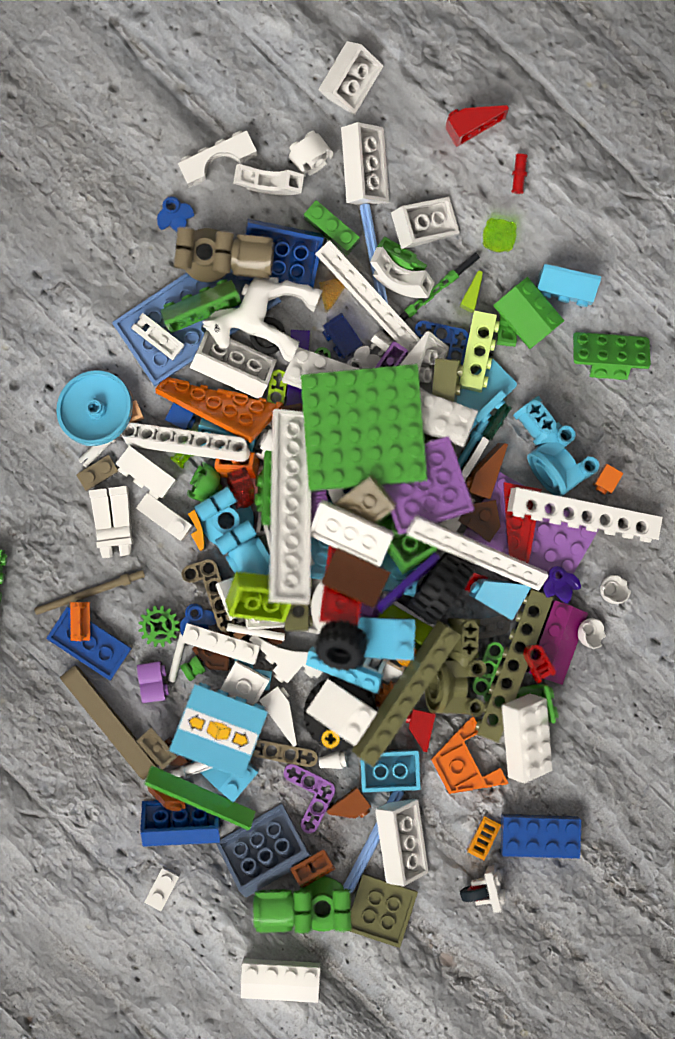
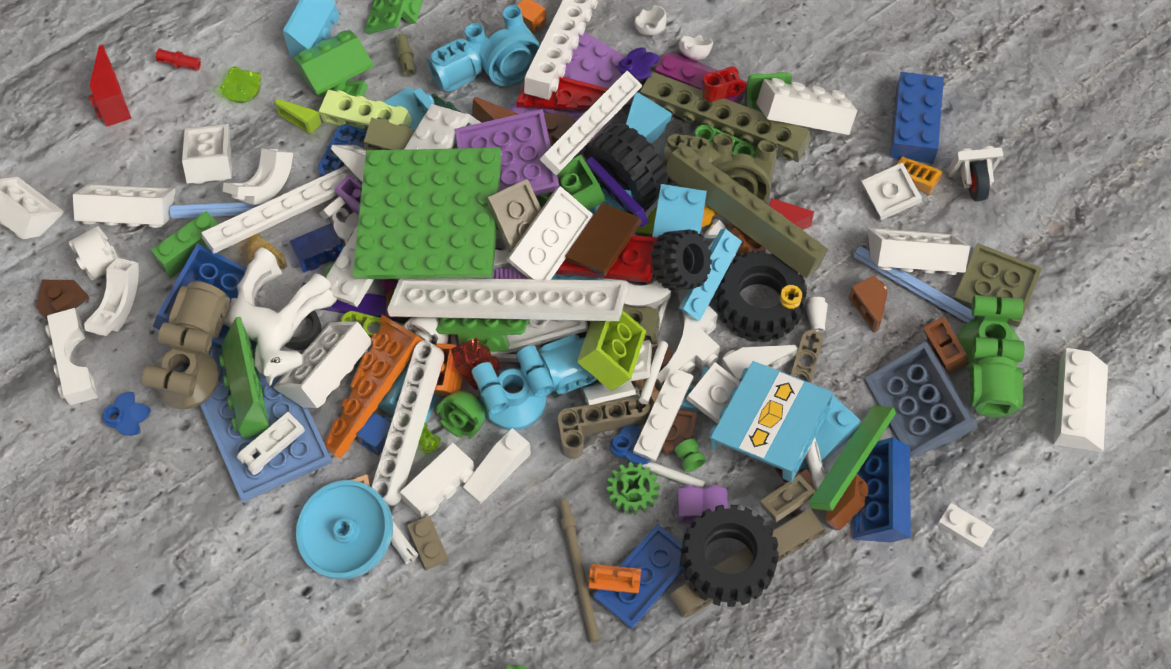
camera: 80 degrees left, 25 degrees down
(79, 723) = (739, 526): none -> black tyre
(107, 534) = (491, 529): white hips -> none
(198, 535) = (527, 428): light orange slope -> none
(270, 133) = (59, 296): none -> reddish brown plate
(316, 789) = (851, 337): medium lavender beam -> none
(341, 712) = (761, 278): white slope -> none
(393, 772) = (839, 265): medium azure brick -> none
(402, 257) = (243, 175): bright green hinge -> none
(451, 277) = (276, 137): bright green piece -> none
(457, 766) = (832, 189): orange wing -> none
(460, 817) = (891, 191): none -> white plate
(550, 374) = (405, 55): none -> olive pin

